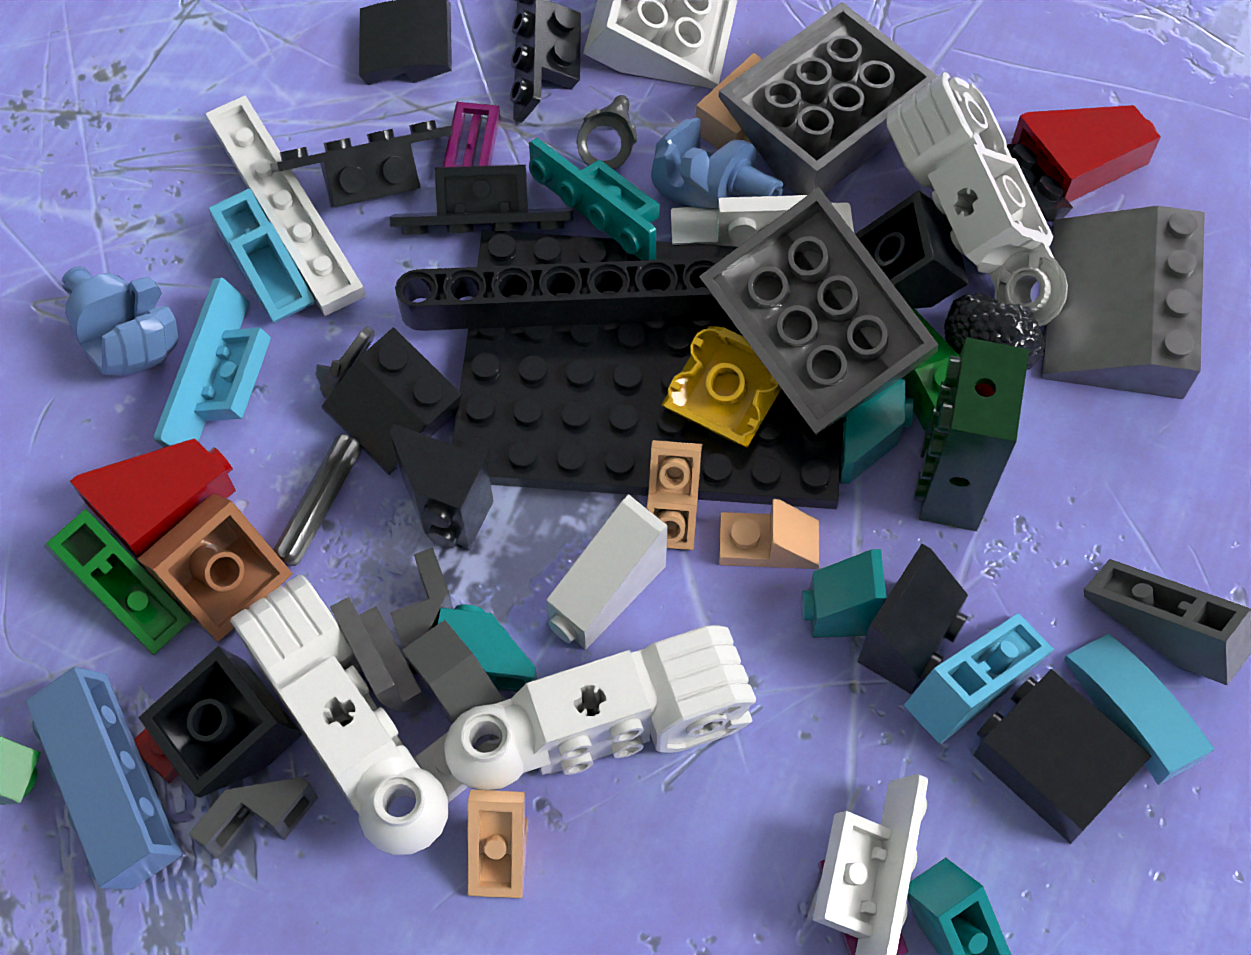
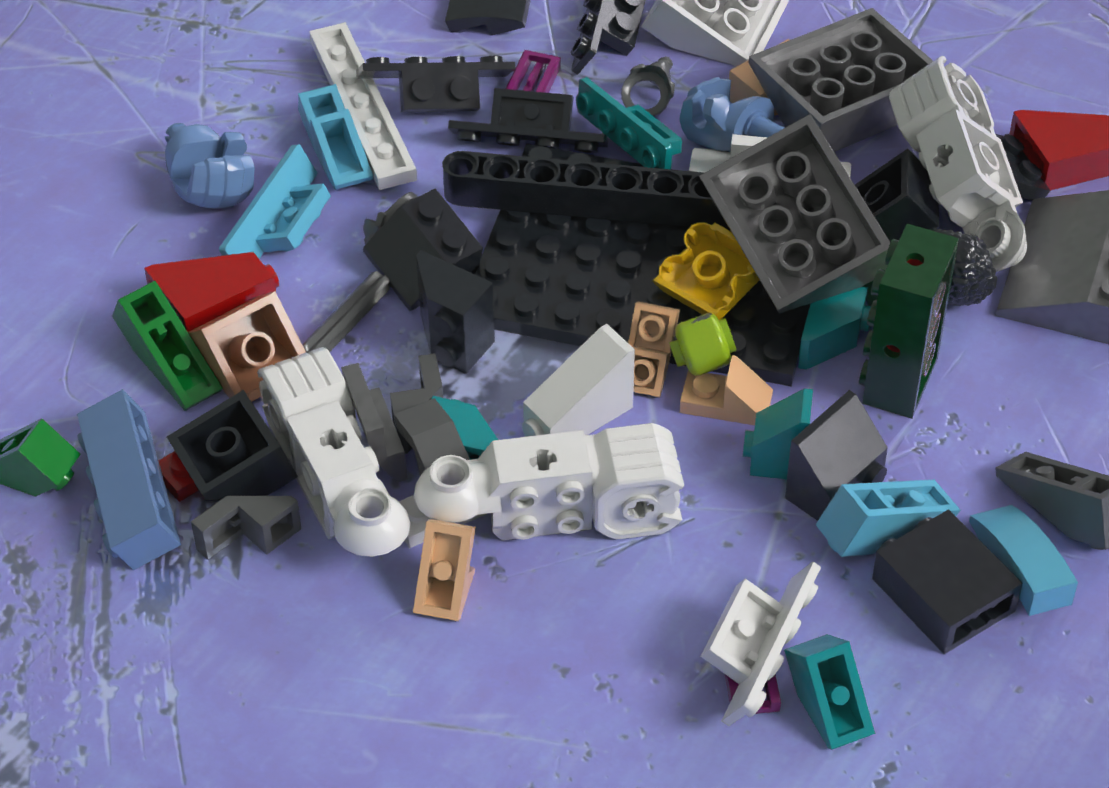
camera: 10 degrees right, 15 degrees down
(736, 487) = (703, 344): none -> lime head

